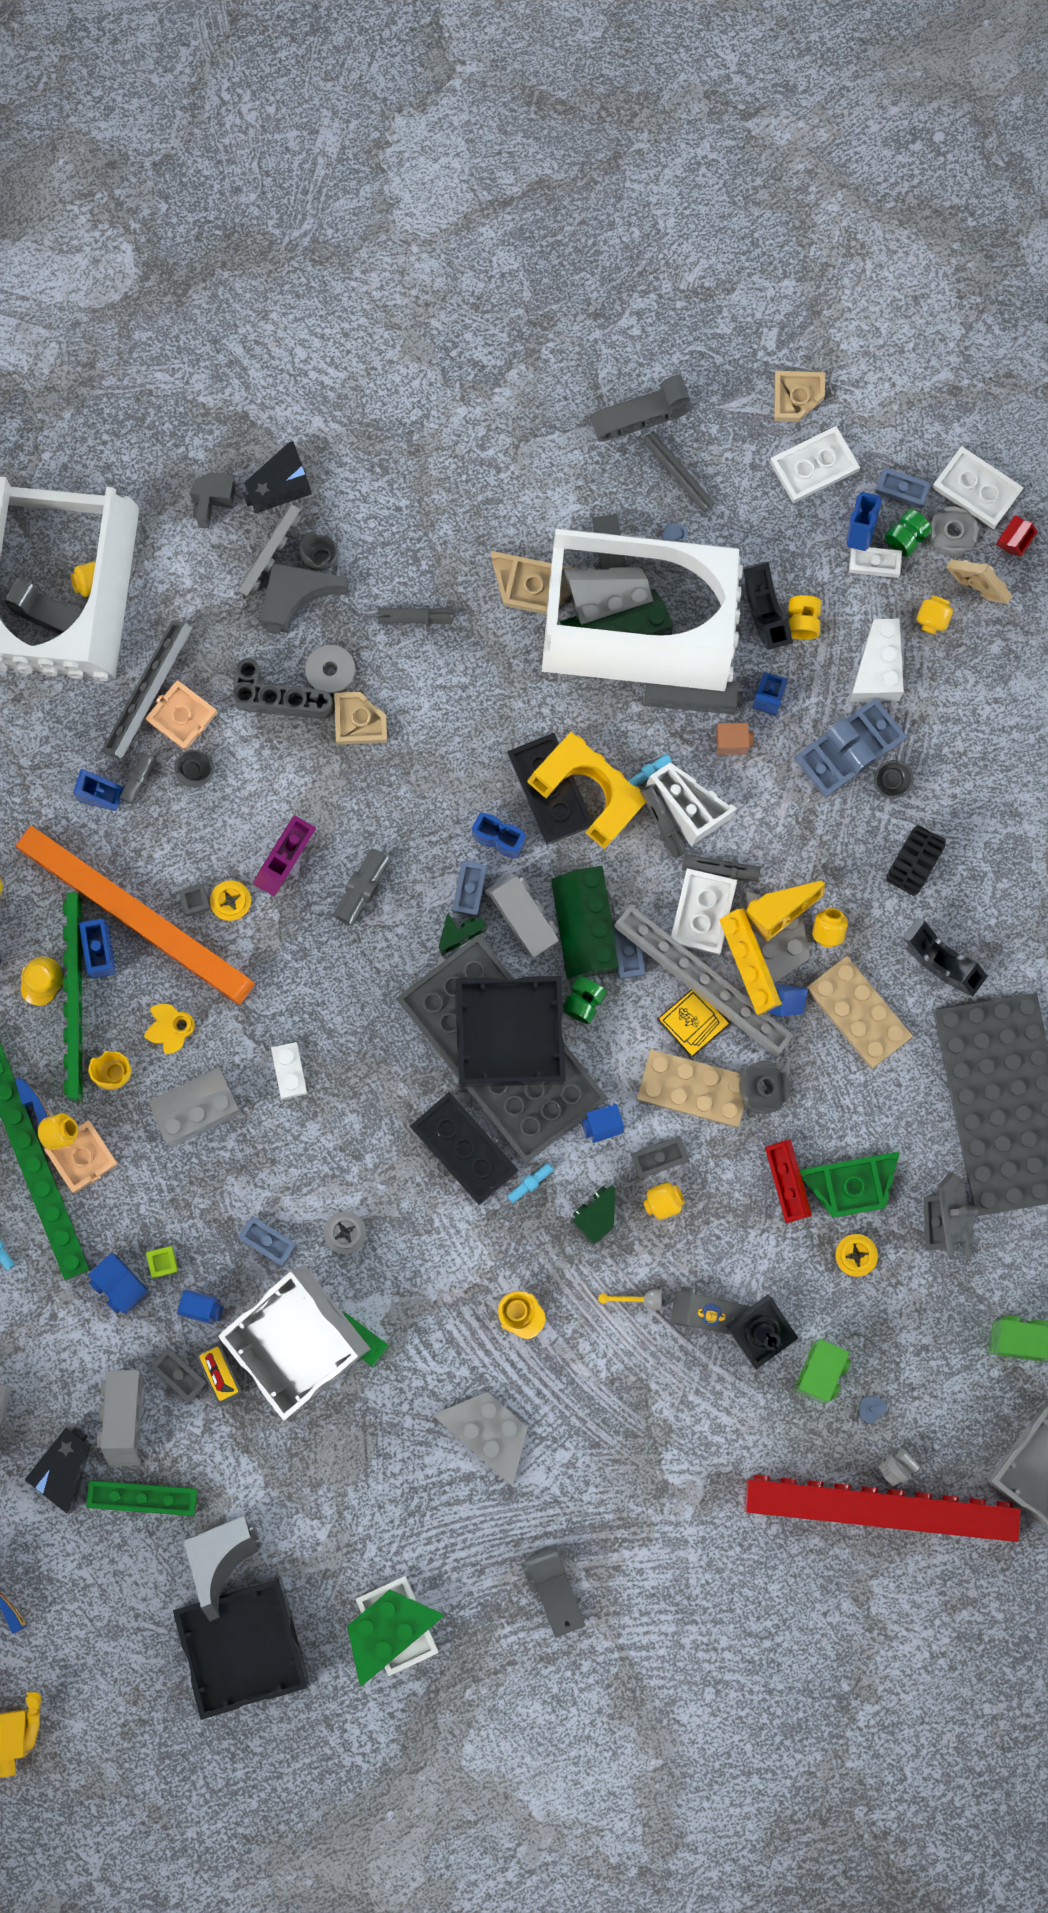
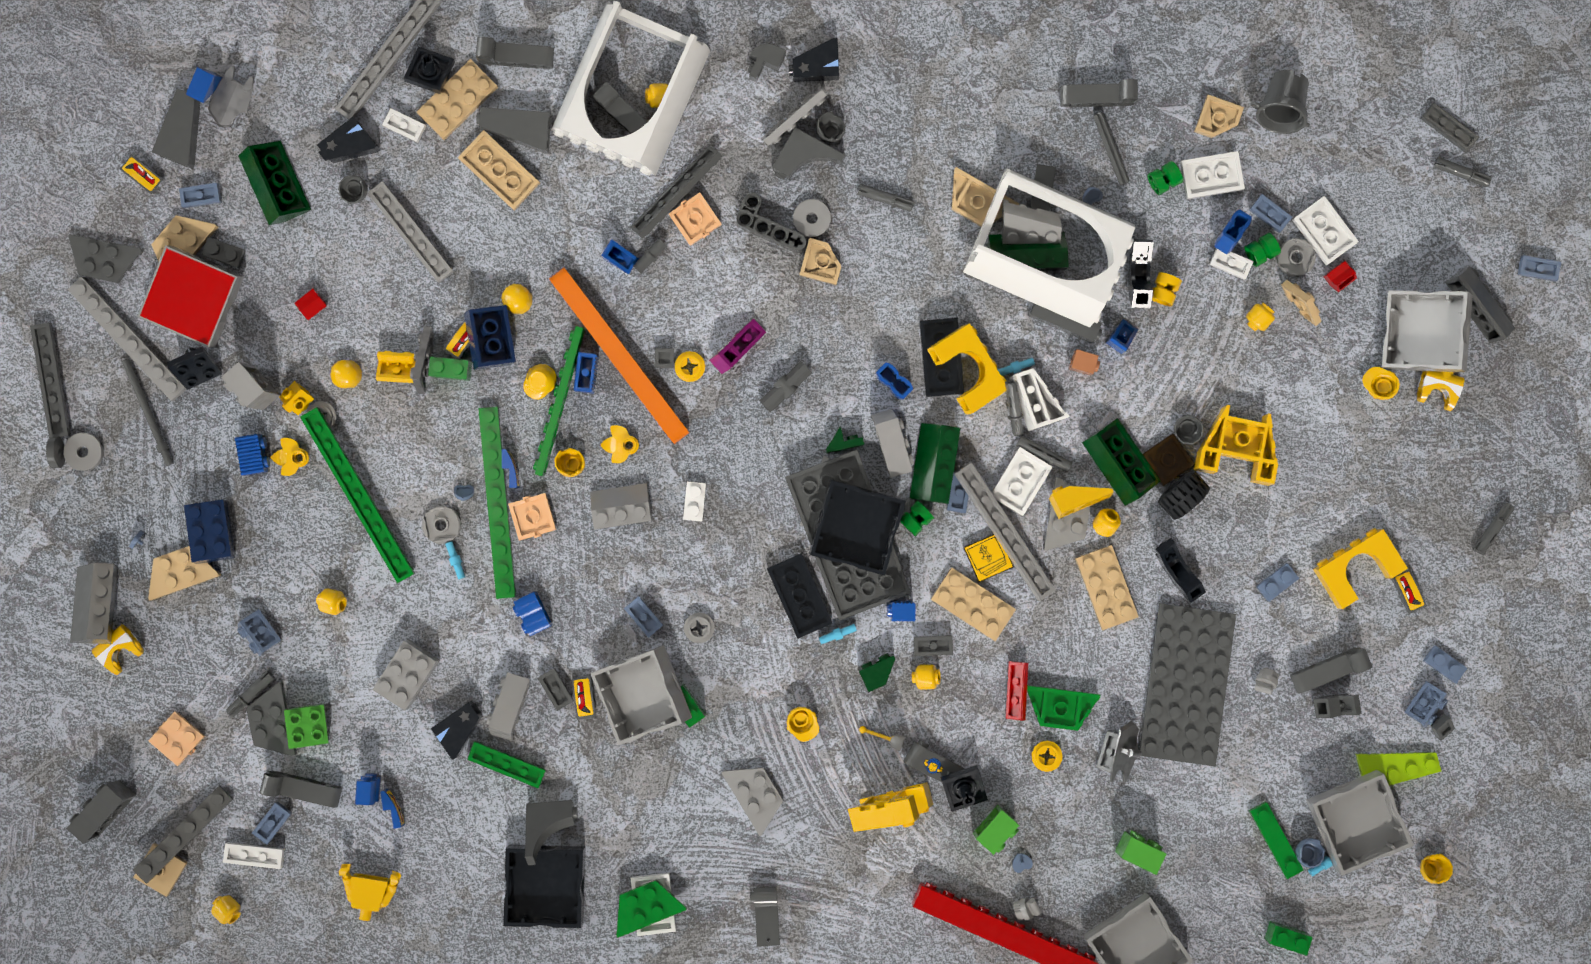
camera: 20 degrees right, 10 degrees up
(57, 1131) = (521, 496): yellow head -> none
(162, 1262) = (567, 608): lime plate -> none
(193, 768) = (692, 262): dark grey hair -> none
(200, 1307) = (584, 649): blue brick -> none
(469, 888) = (861, 412): sand blue plate -> none
(673, 1385) = (891, 808): none -> yellow wedge
(750, 961) = (1042, 529): yellow plate -> none
(751, 1092) = (1012, 620): dark grey plate -> none
(758, 483) = (1166, 177): none -> green wheel
(792, 999) = (1054, 561): blue slope -> none
(822, 846) = (1121, 462): none -> dark green slope
(850, 747) = (1166, 395): sand blue plate -> none
(872, 351) = (1284, 103): none -> dark grey piece
(881, 664) = (1209, 341): white wedge -> none
(881, 826) = (1168, 459): none -> dark brown tile
(963, 772) = (1243, 441): none -> yellow wedge

